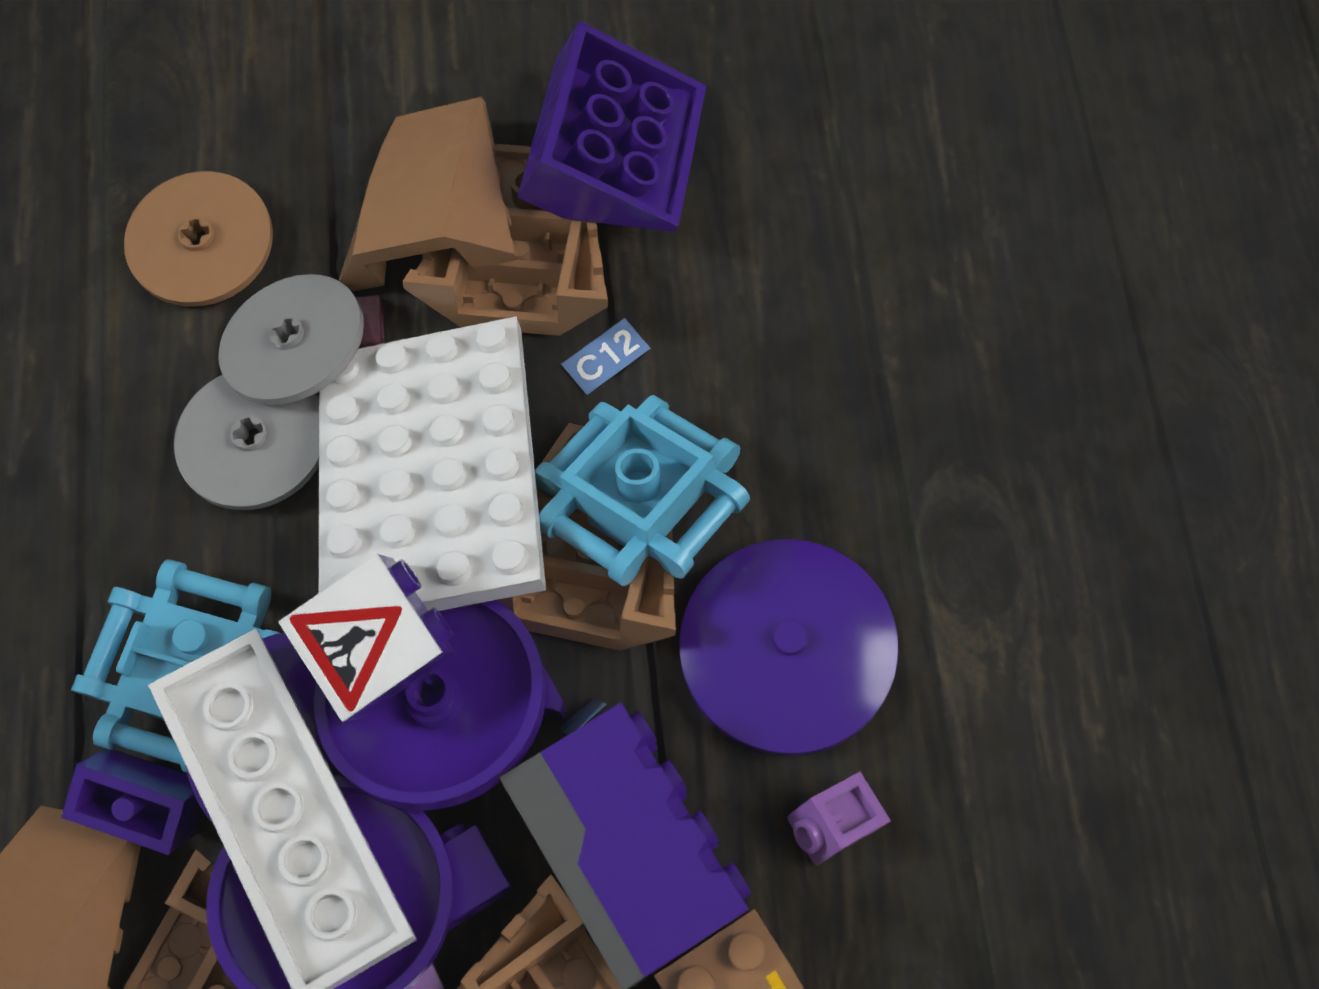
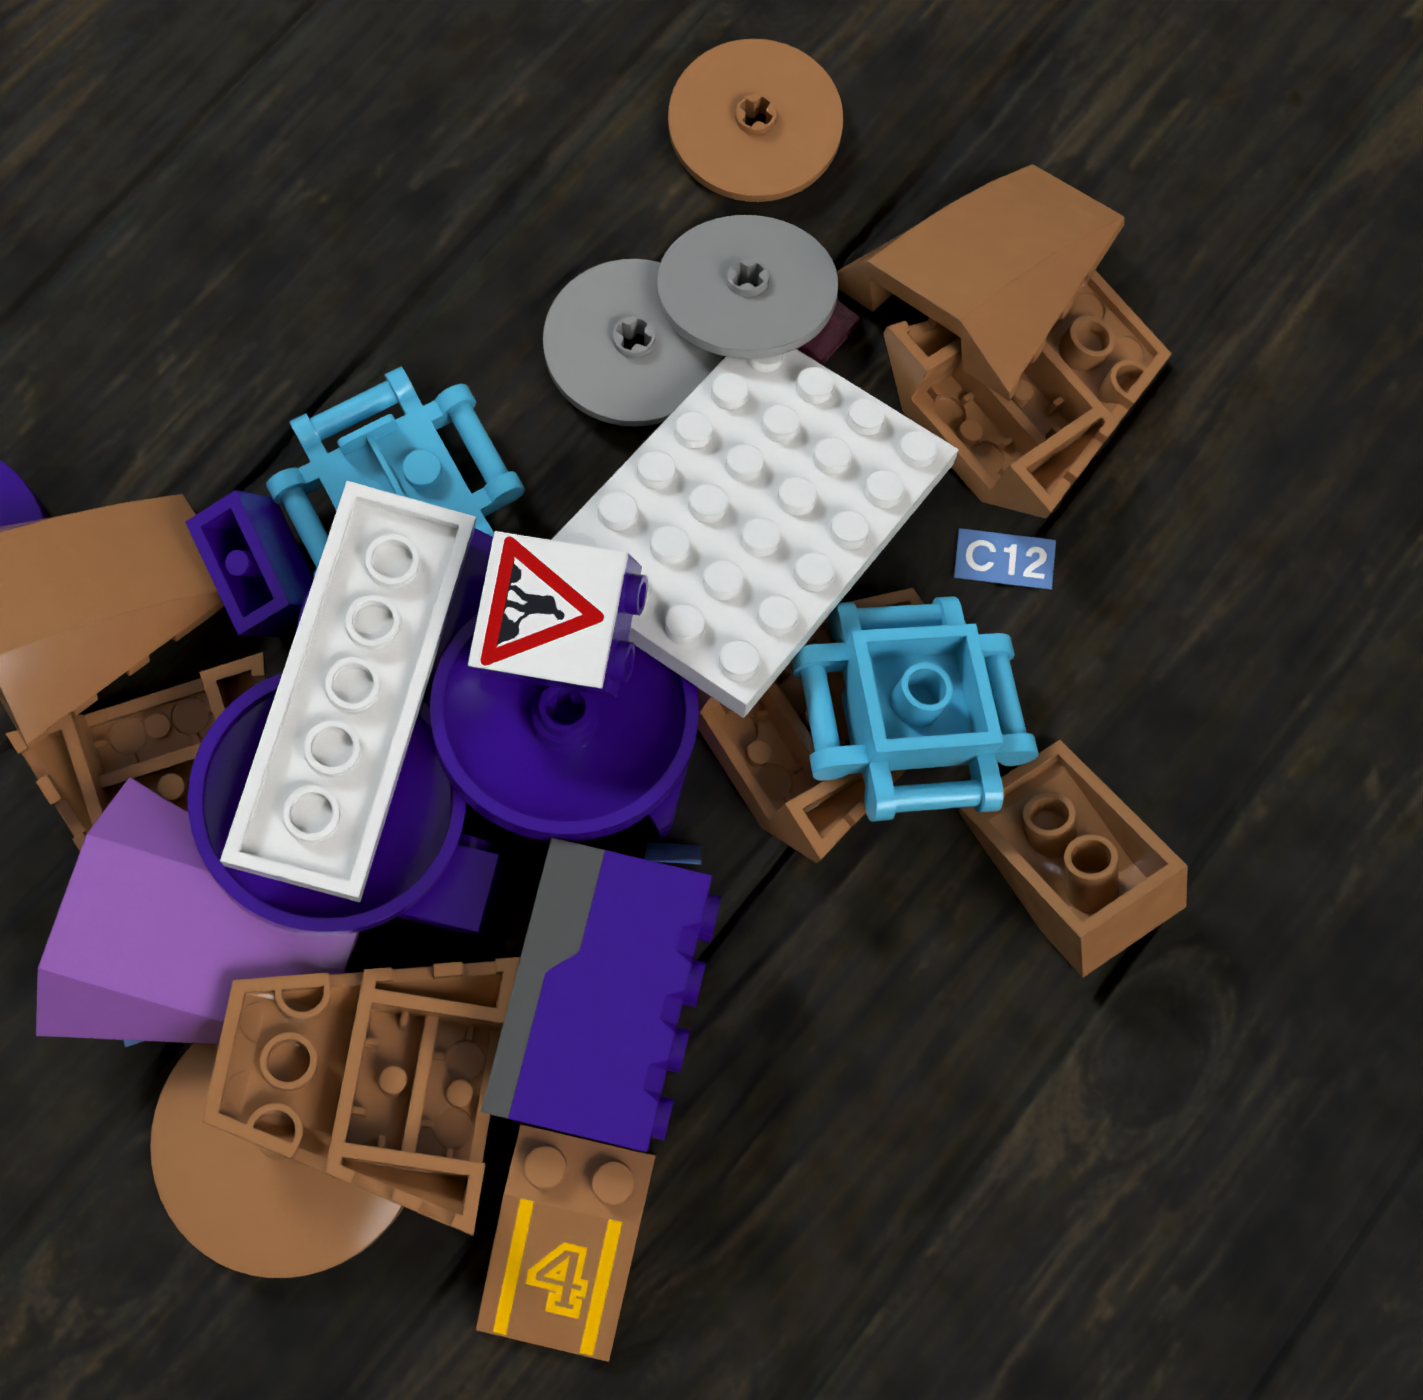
camera: 35 degrees right, 5 degrees up
(613, 136) = (1210, 364): dark purple slope -> none
(788, 647) = (909, 968): dark purple dish -> none
(822, 485) = (1079, 858): none -> medium nougat slope
(837, 818) = (802, 1153): medium lavender bracket -> none

